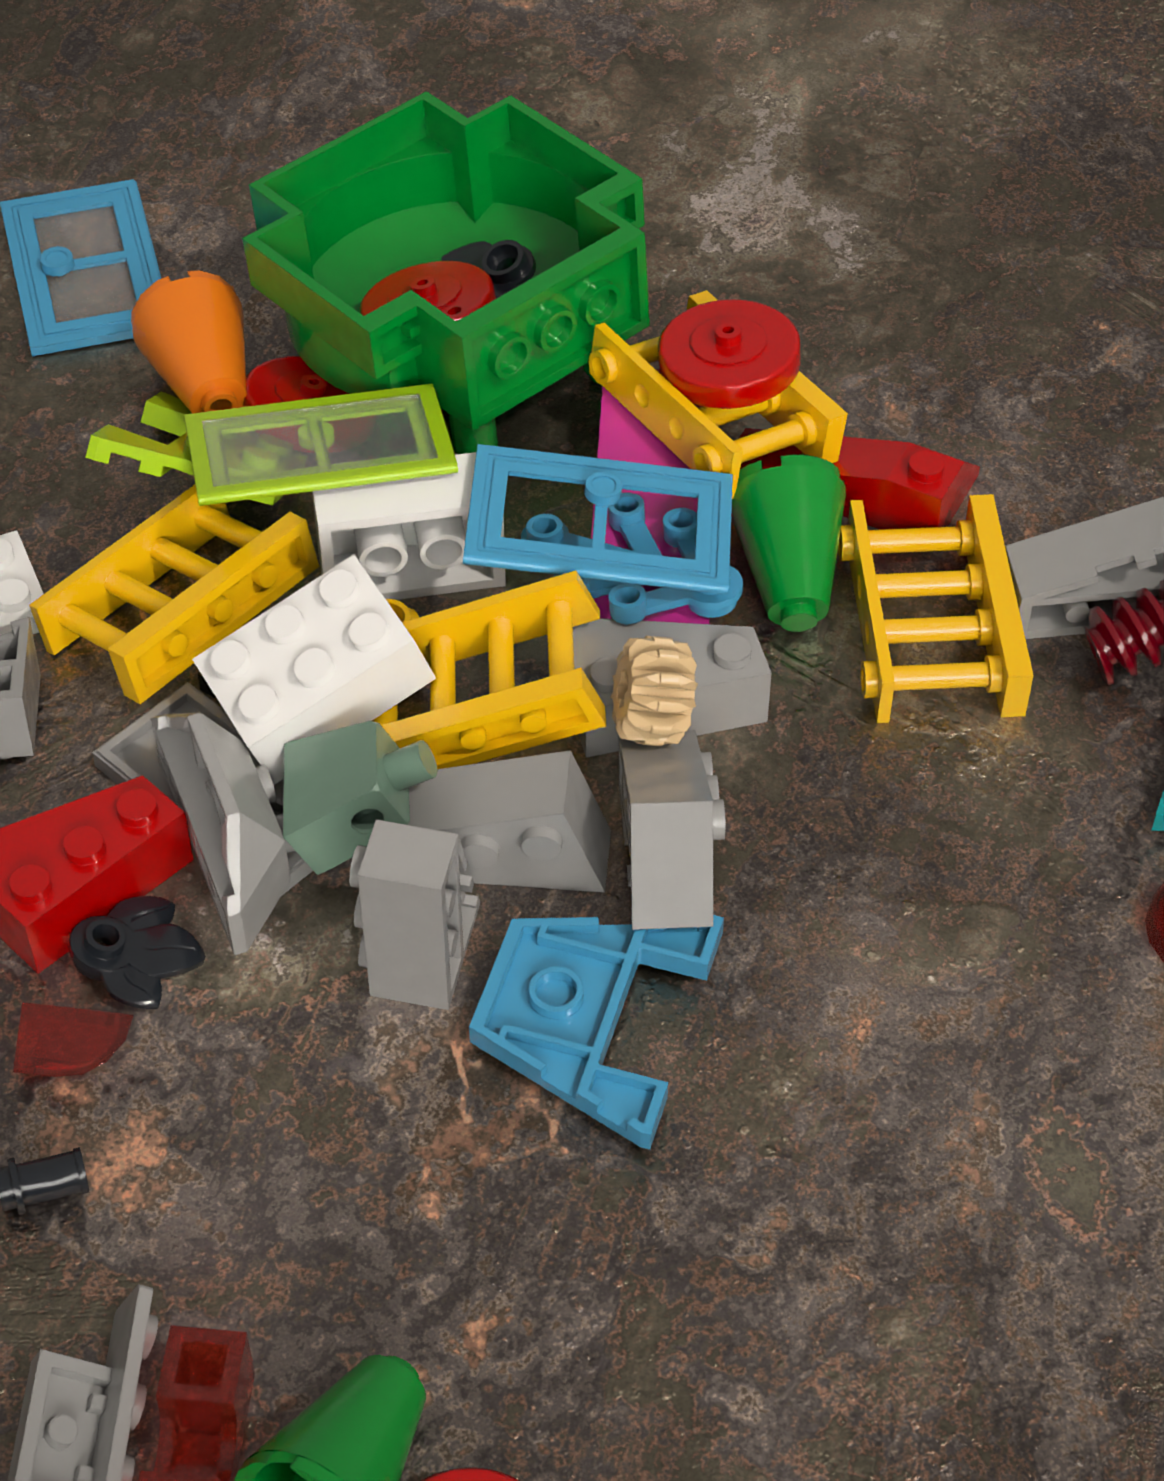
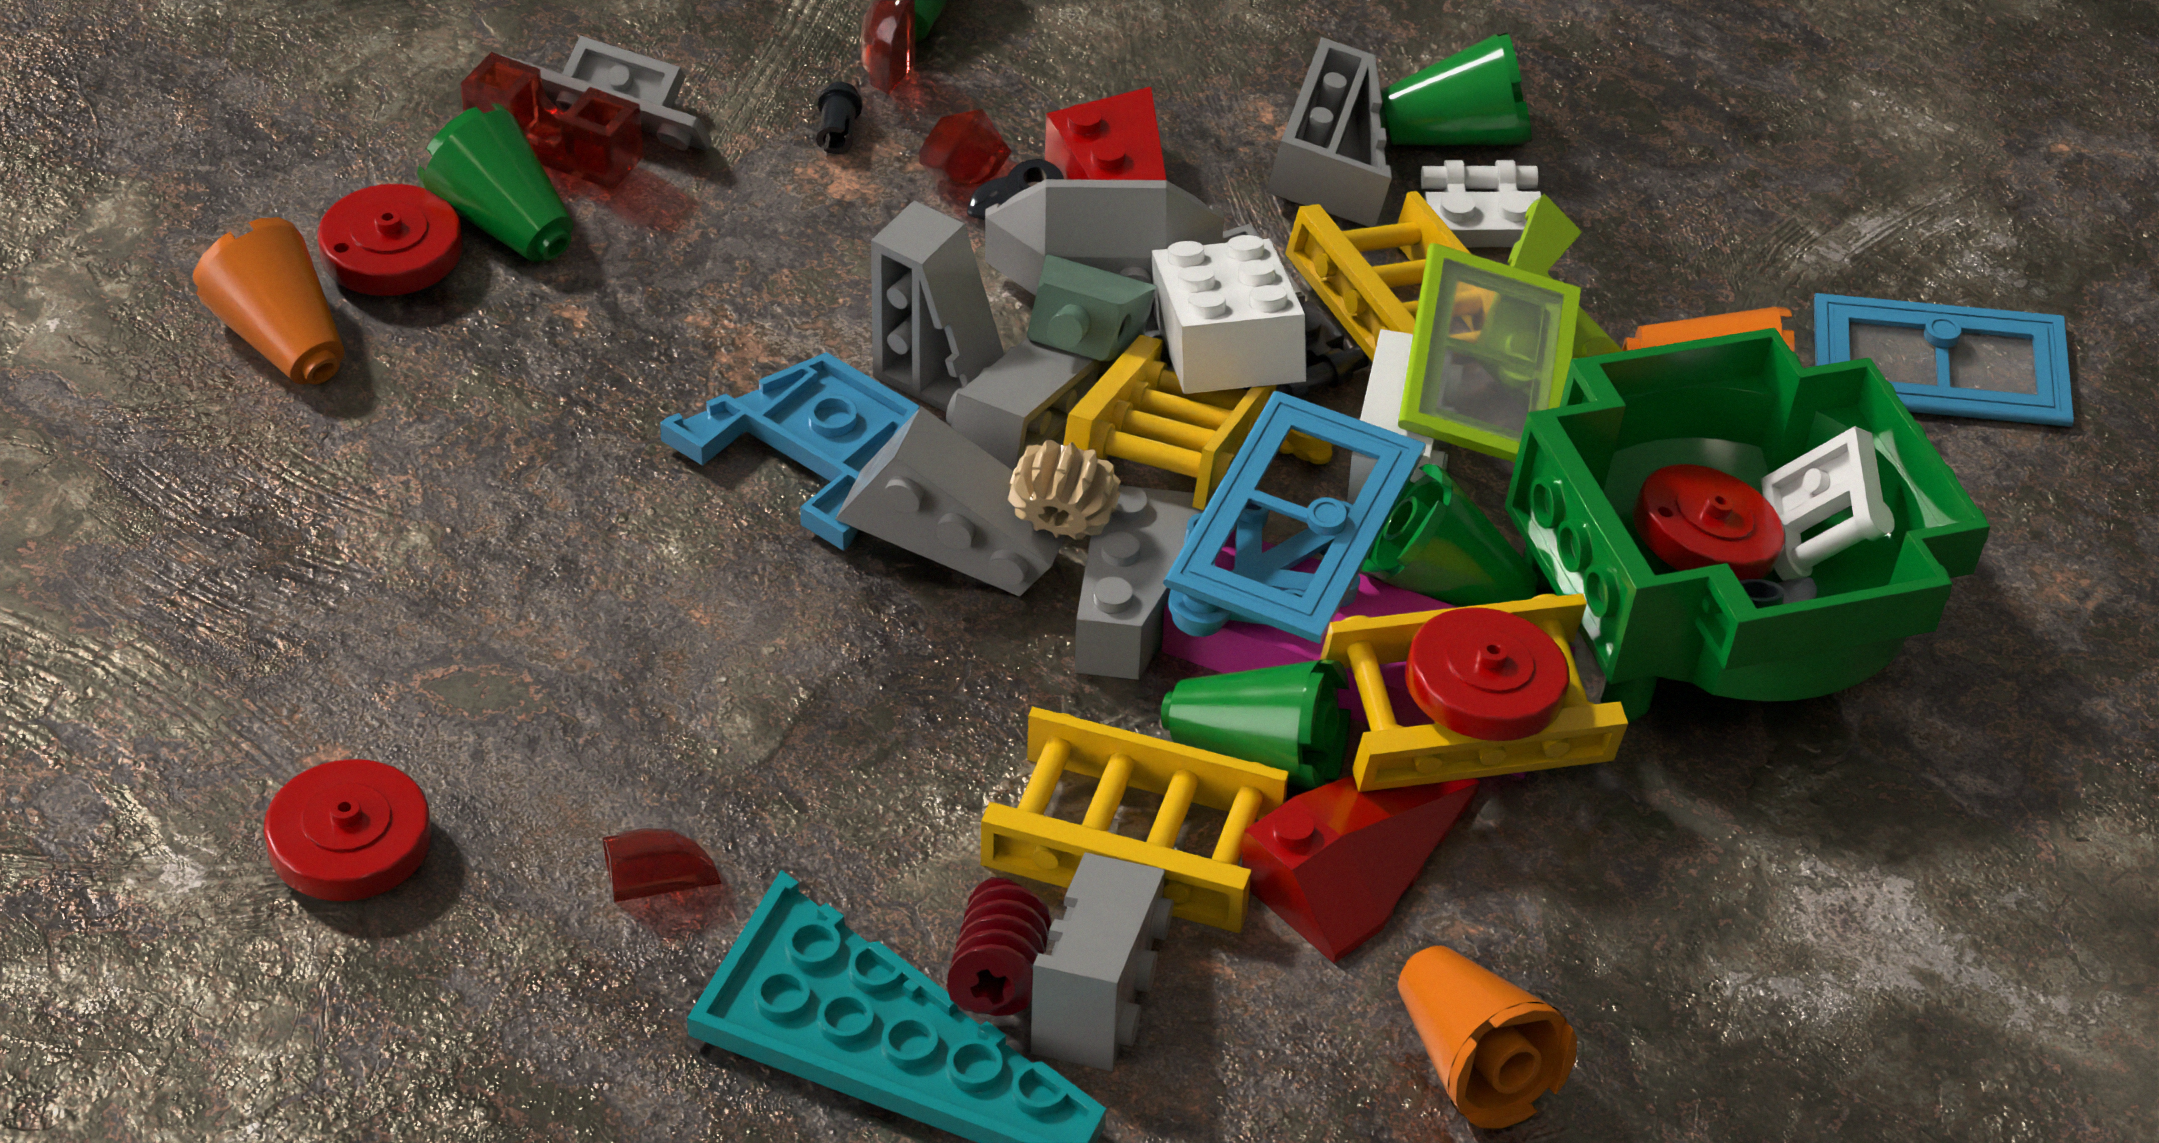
camera: 110 degrees right, 5 degrees down
(366, 232) = (1821, 485): none -> white plate
(553, 429) = (1448, 548): none -> green cone
(1027, 342) = (1486, 1037): none -> orange cone

